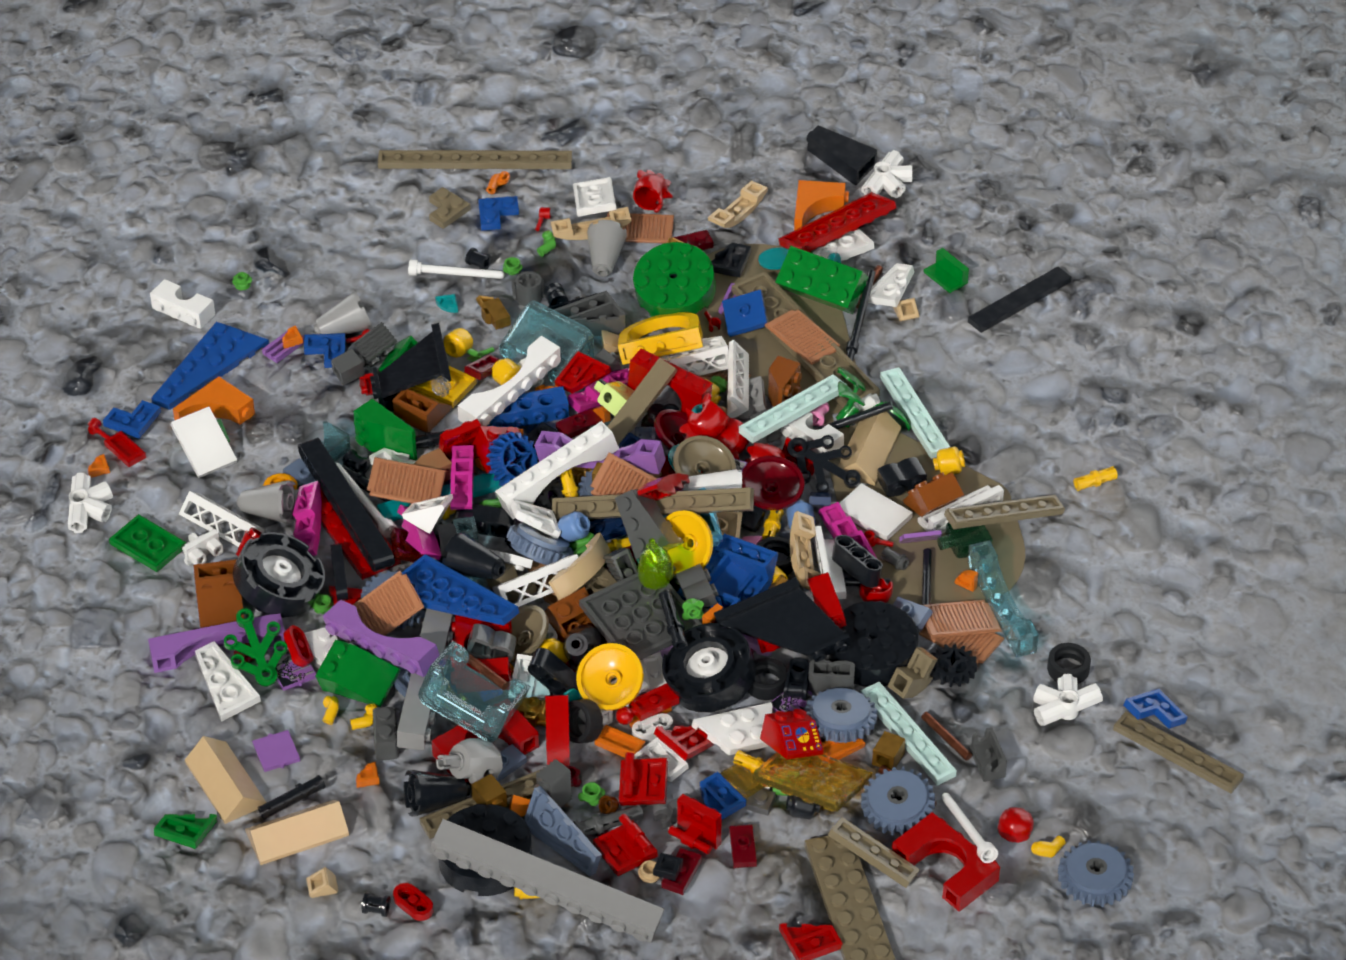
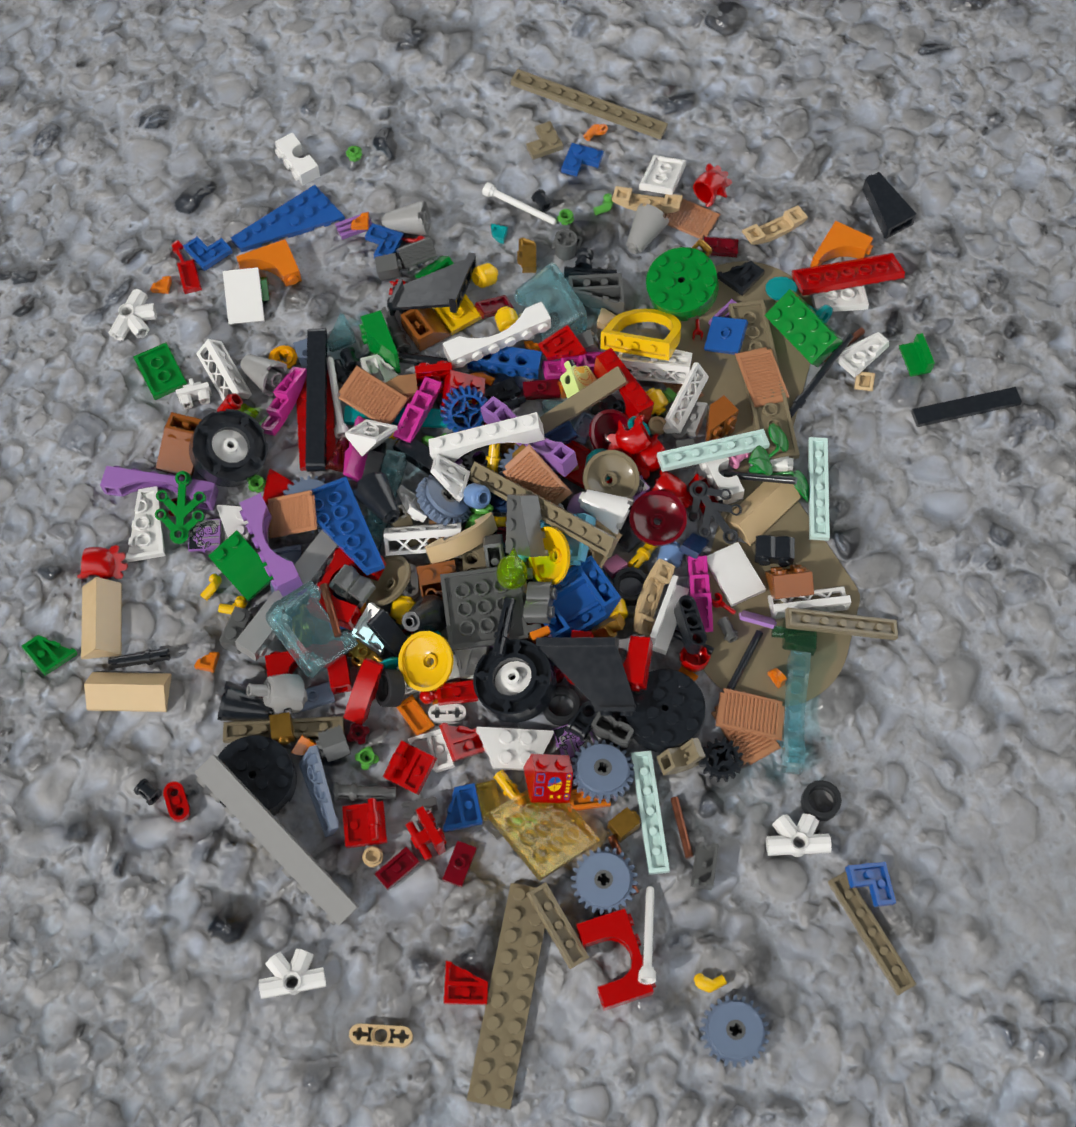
camera: 25 degrees right, 20 degrees up
(198, 722) = (102, 562): none -> red piece
(276, 751) = (153, 607): medium lavender piece -> none
(298, 646) = (215, 519): red plate -> none
(322, 883) = (121, 750): tan slope -> none
(339, 572) = (280, 461): black beam -> none
(440, 386) = (446, 315): clear plate -> none
(475, 355) = (493, 292): bright green hand -> none
(544, 213) = (616, 175): red hand -> none
(606, 807) = (373, 775): reddish brown hinge -> none
(664, 486) = (551, 498): red slope -> none
(668, 866) = (385, 862): black tile -> none
(696, 606) = (524, 623): bright green plate -> none
(889, 175) = (914, 242): white piece -> none
(919, 613) = (712, 693): sand blue plate -> none
(949, 460) = (822, 550): yellow head -> none
(1015, 824) = (693, 946): red hair -> none
(1095, 478) = (939, 617): yellow pin -> none

